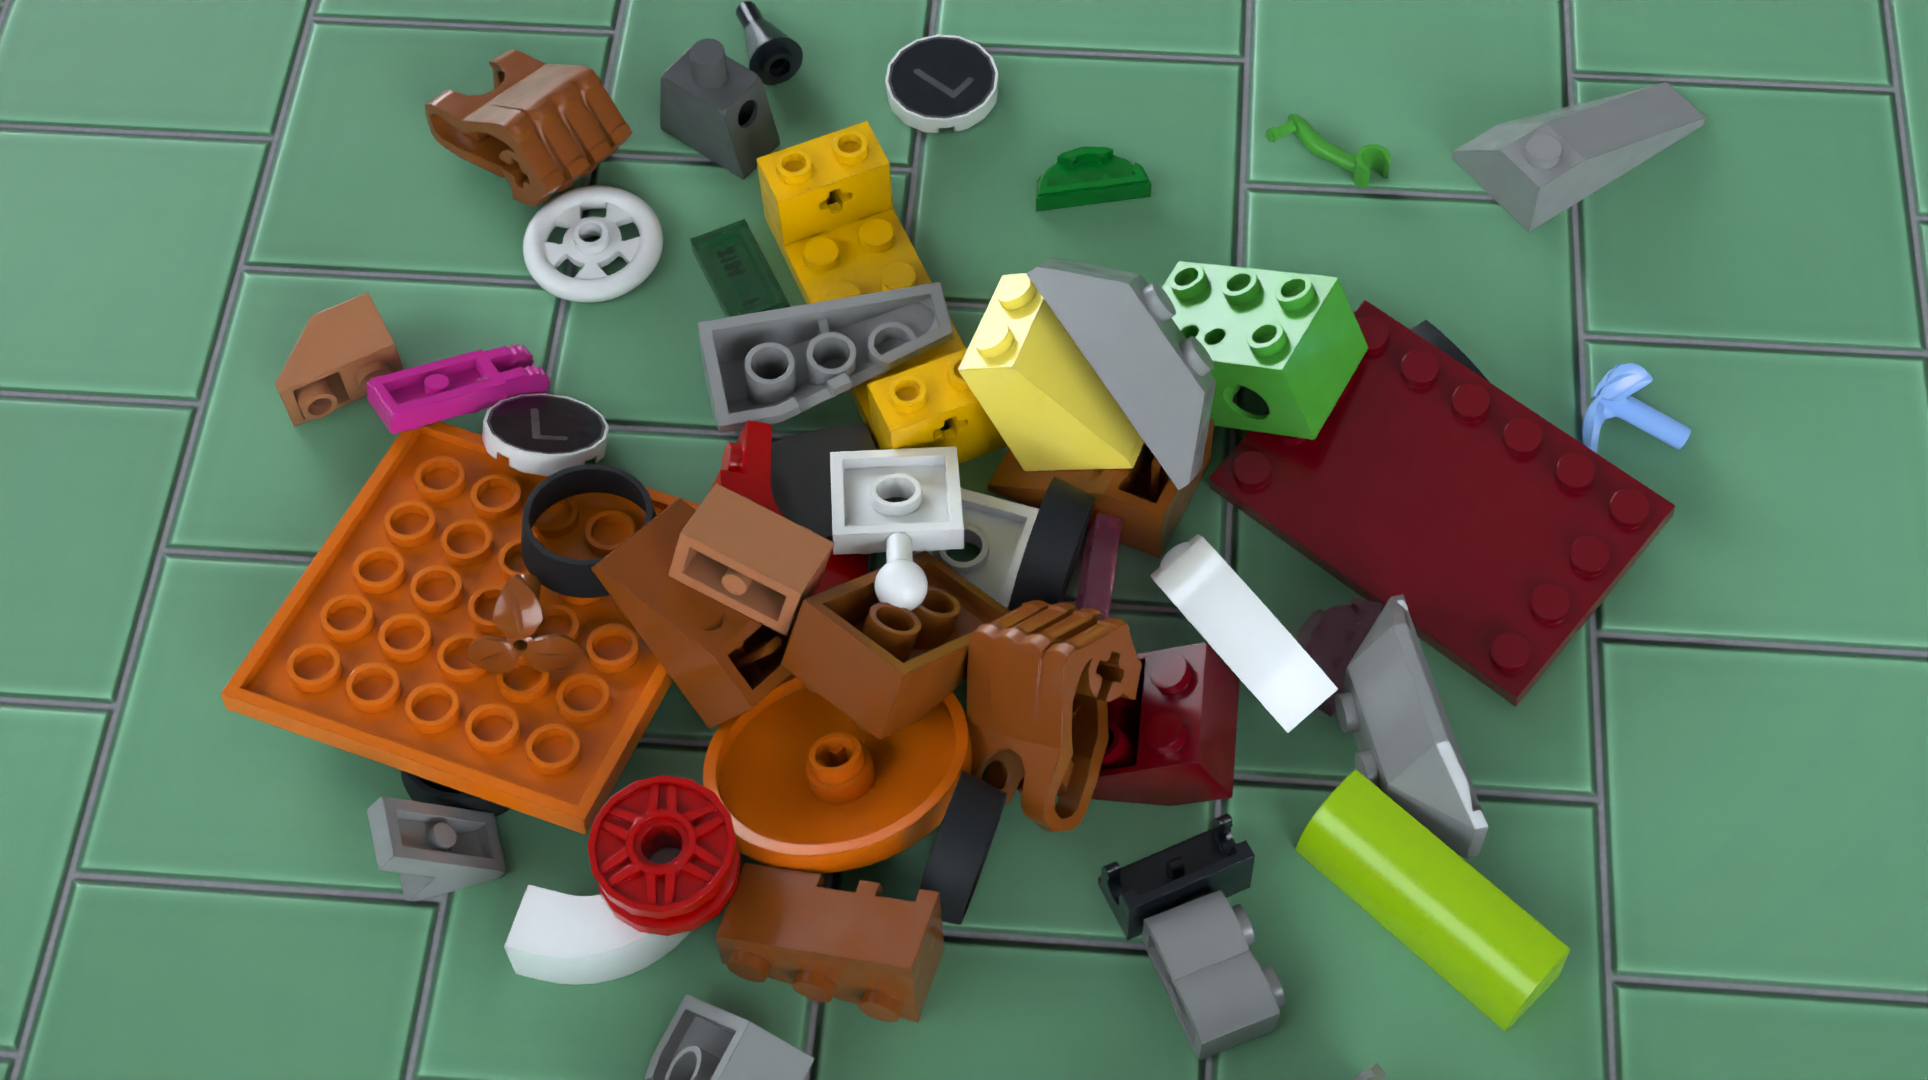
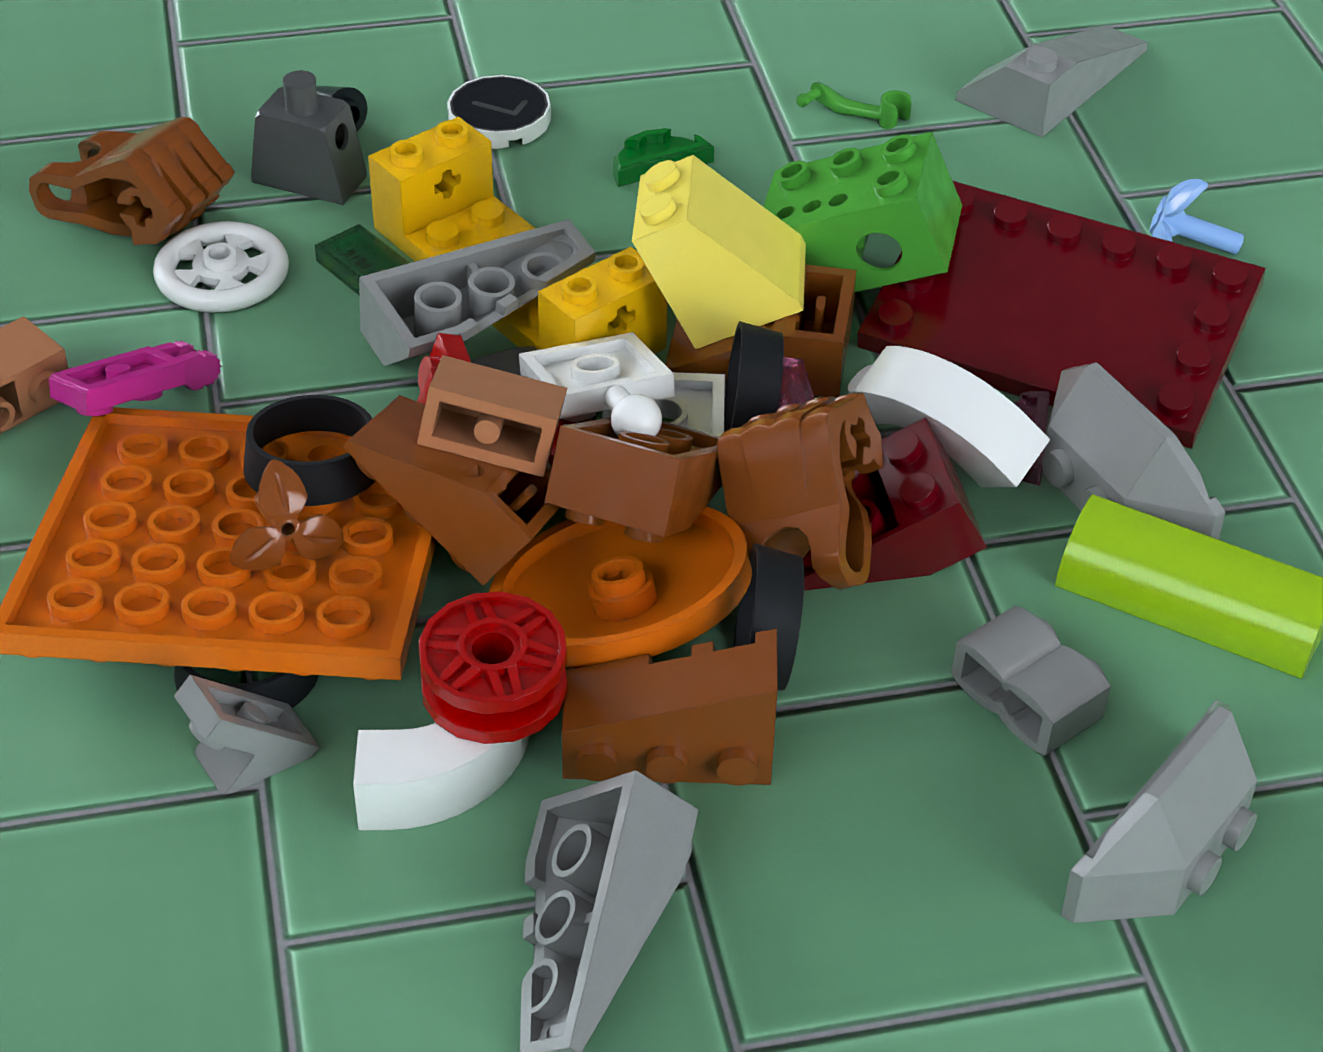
camera: 20 degrees left, 15 degrees down
(544, 432) = (229, 396): tile -> none
(1138, 355) = (791, 198): light grey wedge -> none
(1177, 876) = (932, 636): black hinge -> none

